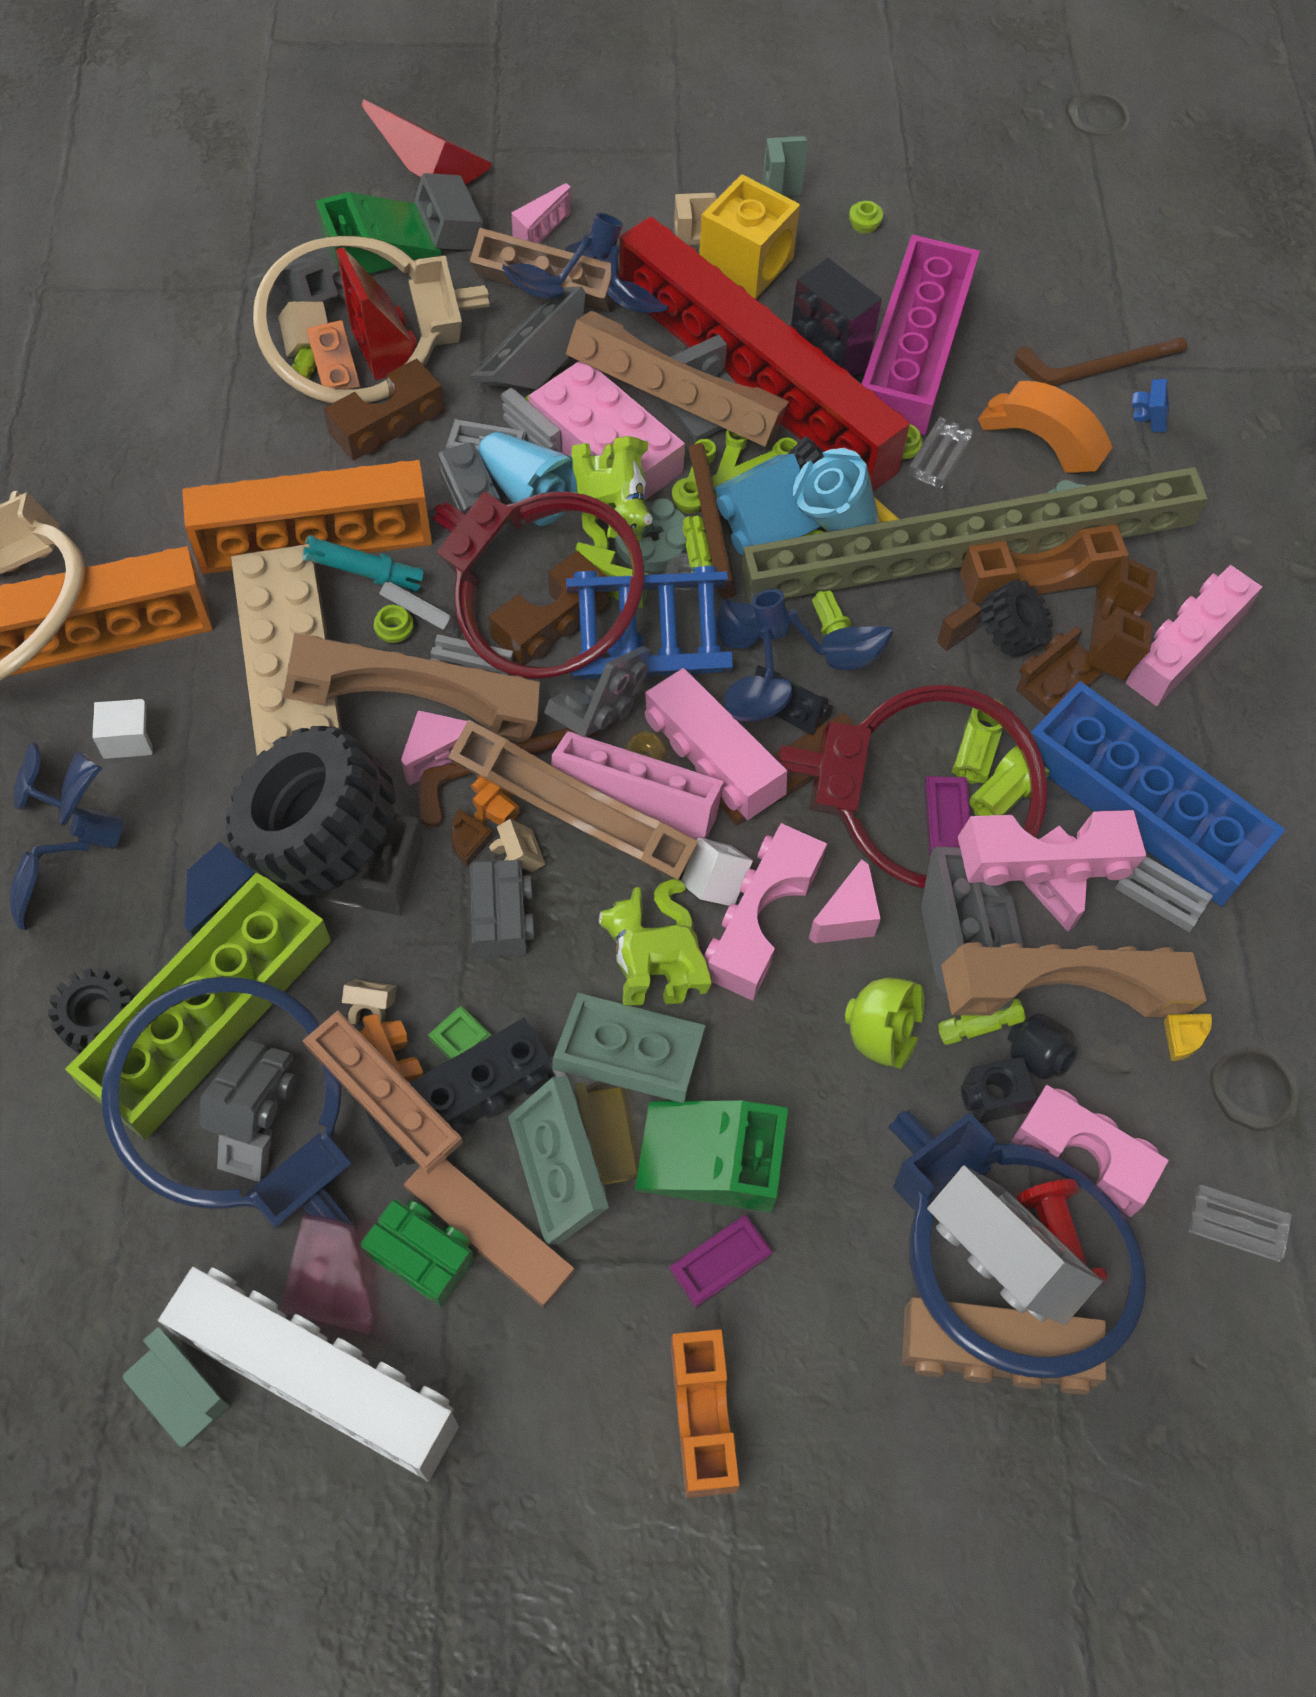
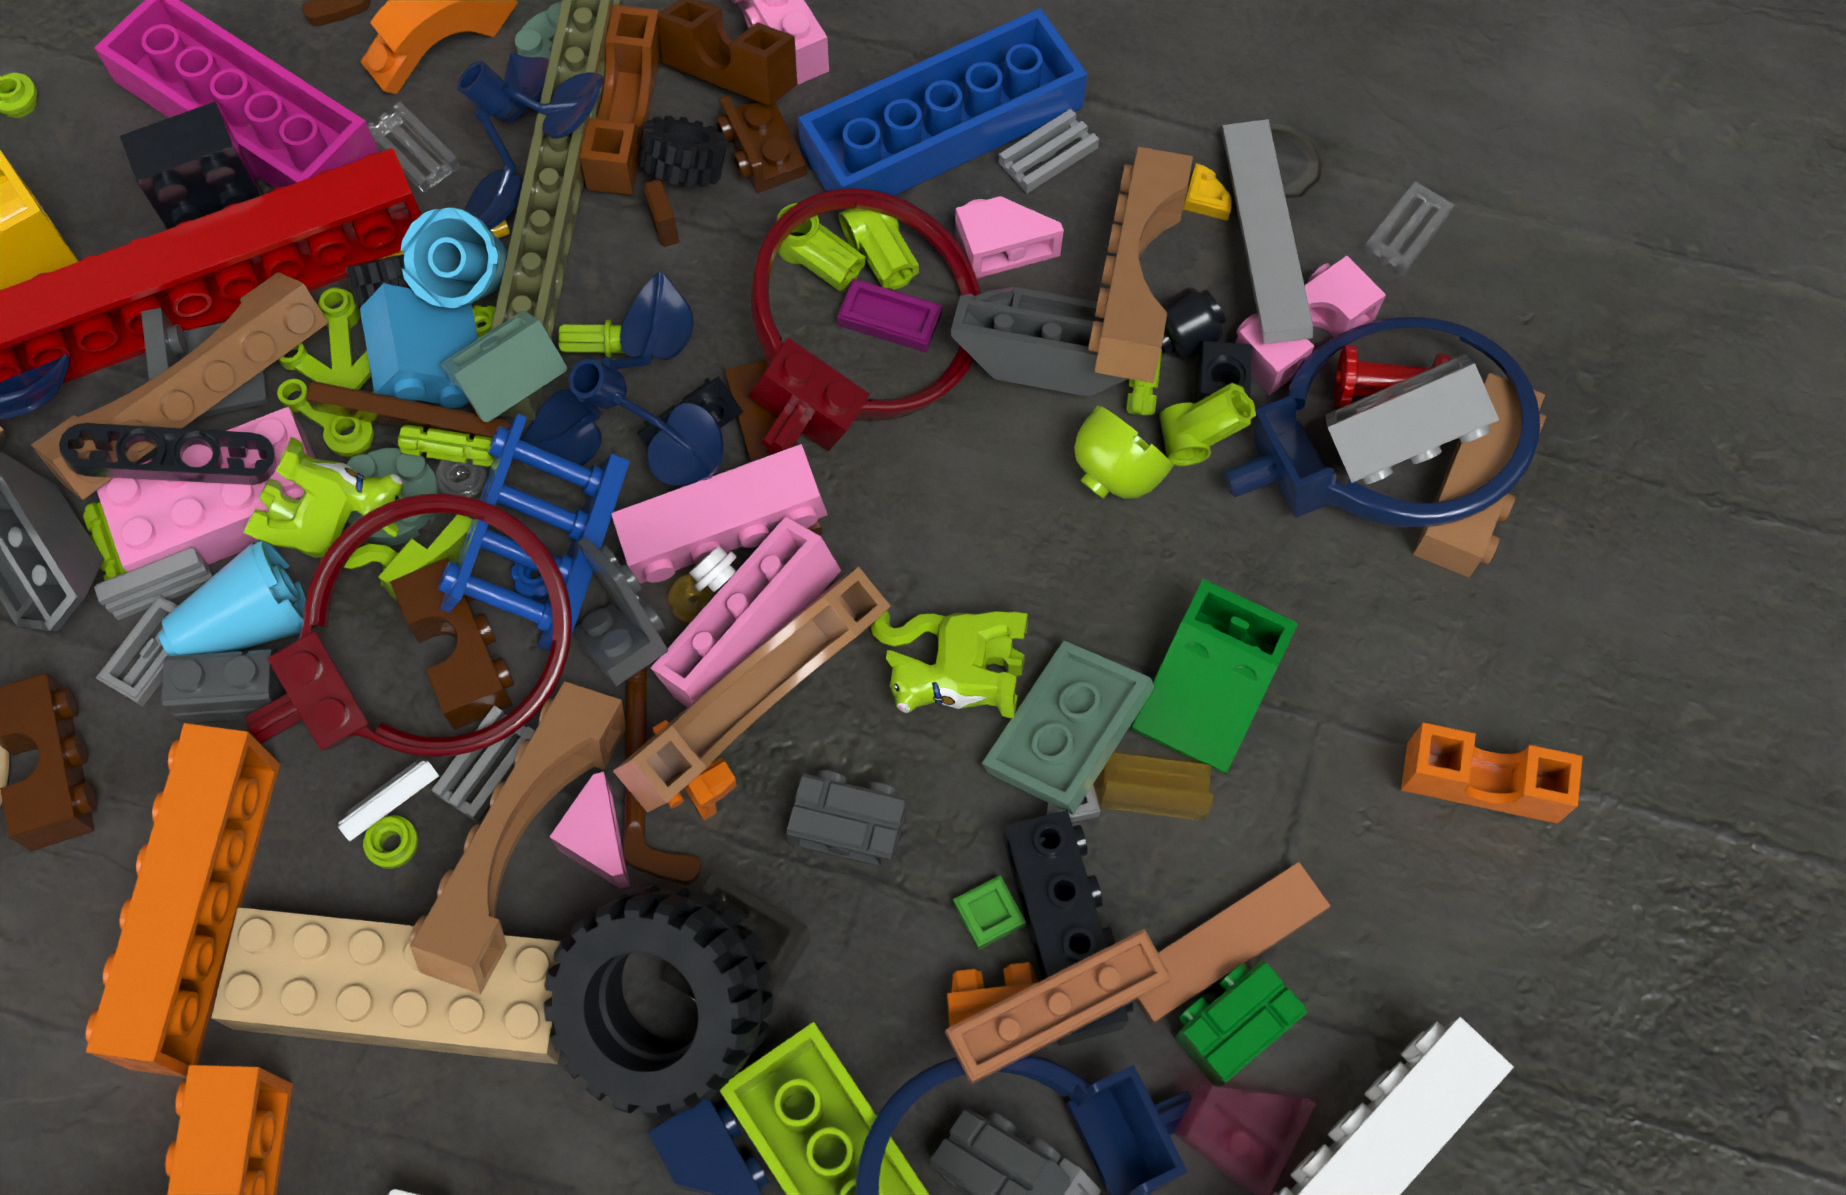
camera: 70 degrees left, 5 degrees up
(368, 995) = (910, 1001): tan tile -> none
(378, 568) = (305, 834): teal pin -> none
(468, 837) = (731, 833): reddish brown tile -> none
(519, 844) = (773, 773): tan tile -> none
(558, 1161) = (1186, 838): sand green plate -> none
(608, 381) = (168, 461): none -> black beam
(662, 747) = (713, 569): none -> white plate
(716, 871) = (885, 563): white panel -> none
(720, 1261) = (1324, 712): magenta tile -> none
(764, 552) = (505, 365): none -> sand green panel
(786, 869) = (988, 573): bright pink arch -> none
(850, 911) = (972, 445): bright pink slope -> none
(943, 1078) = (1194, 427): none -> lime piece
(985, 469) = (506, 100): none -> dark blue plant
(1001, 851) = (981, 261): bright pink arch -> none
(1162, 1084) = (1267, 233): none -> light grey tile

